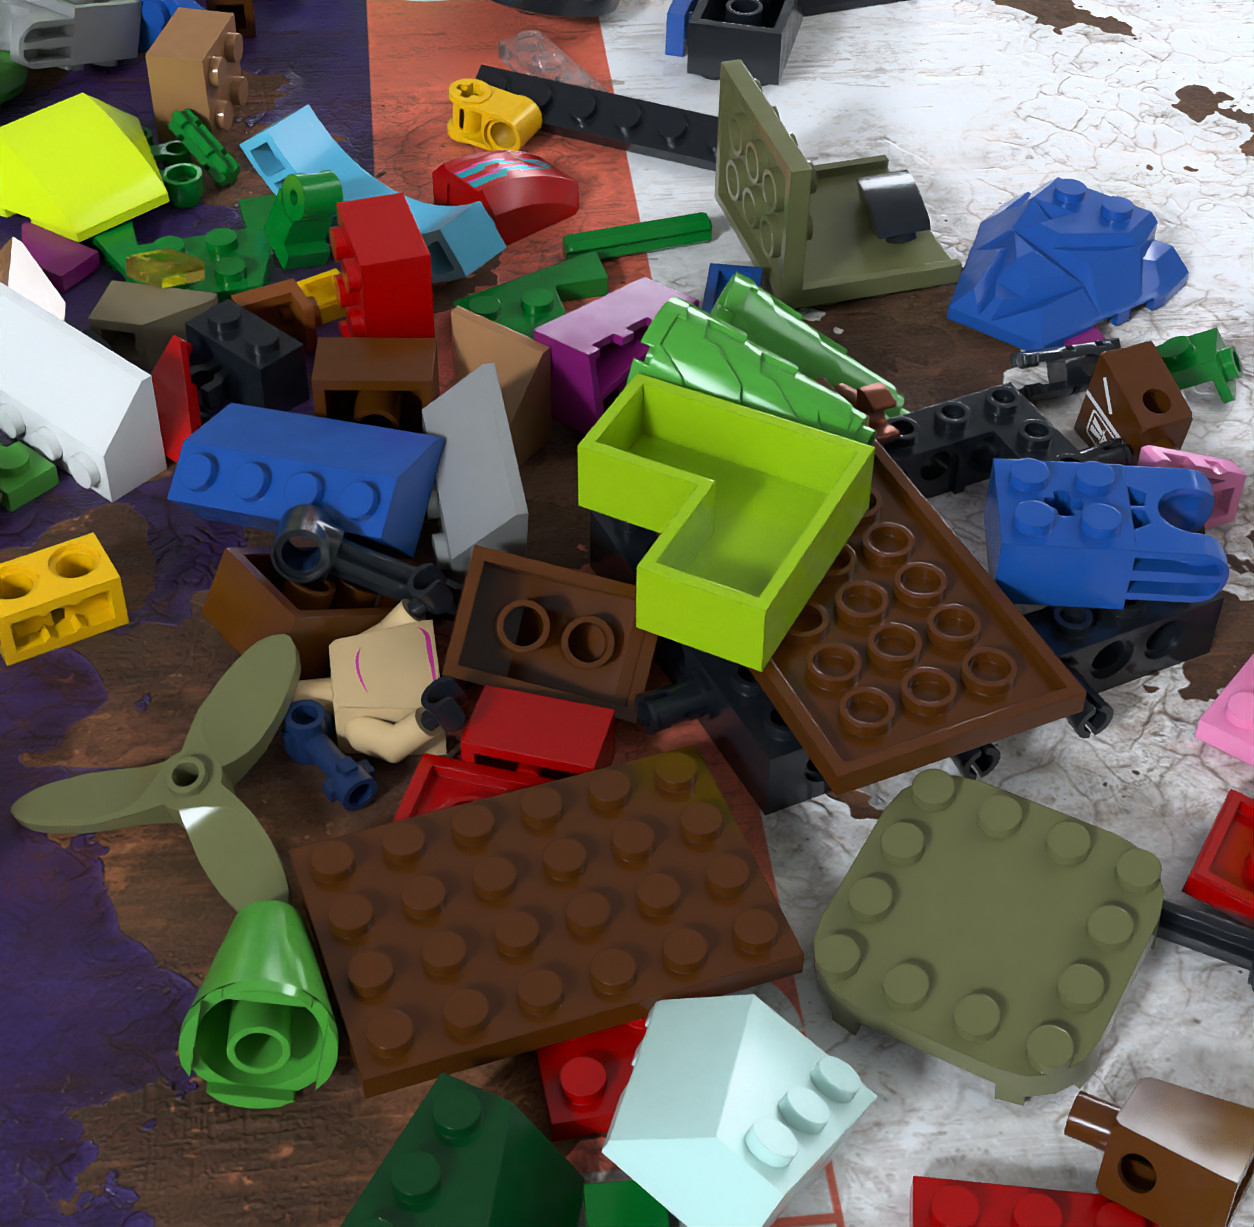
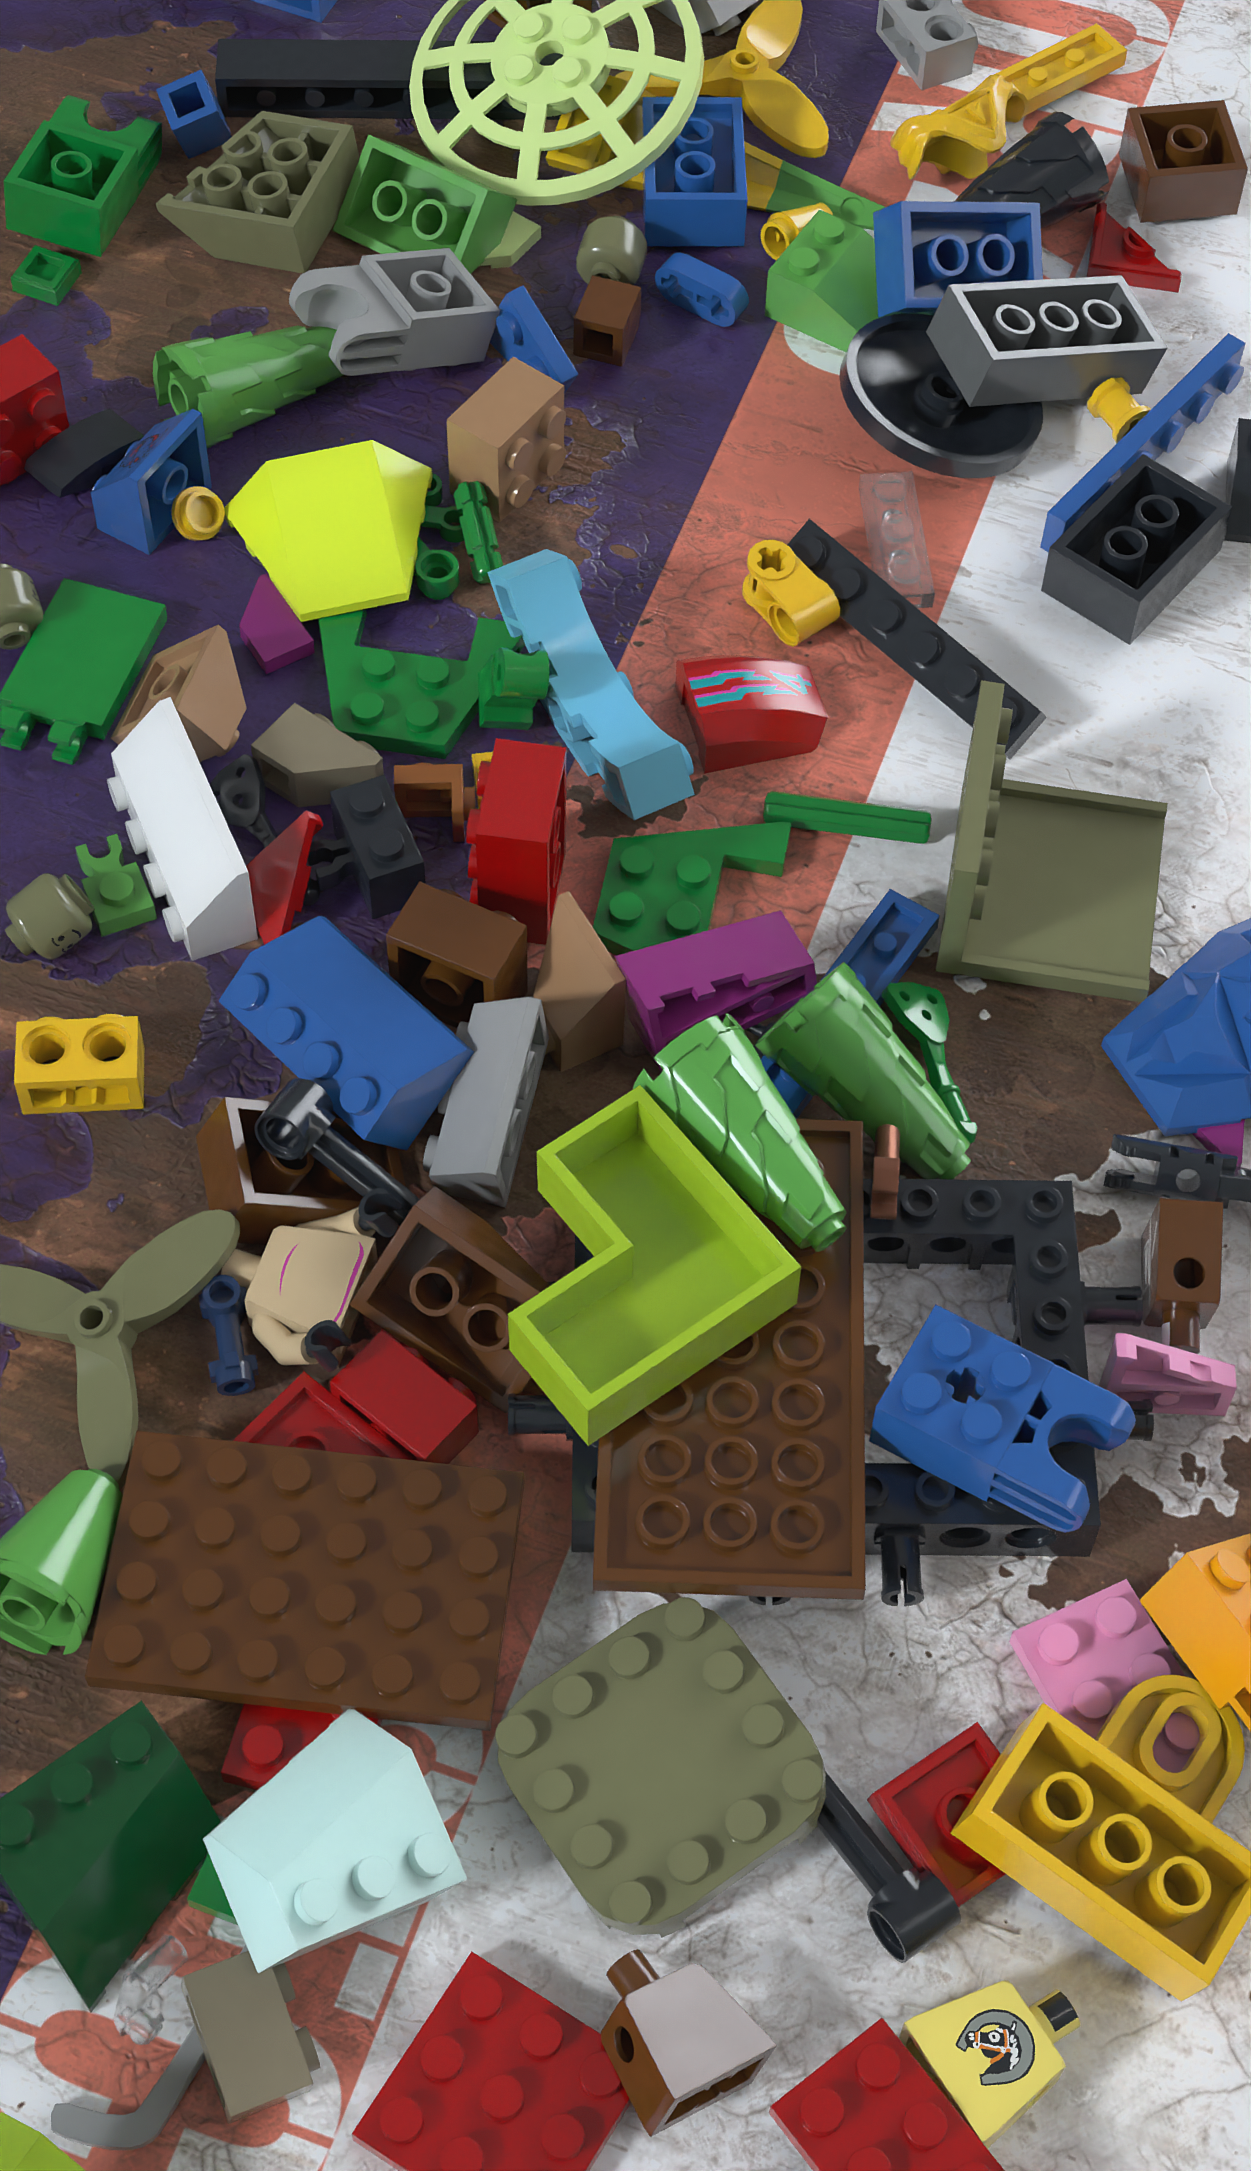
camera: 25 degrees right, 15 degrees up
(165, 268) = (350, 705): clear yellow tile -> none
(894, 206) = (1120, 886): black slope -> none

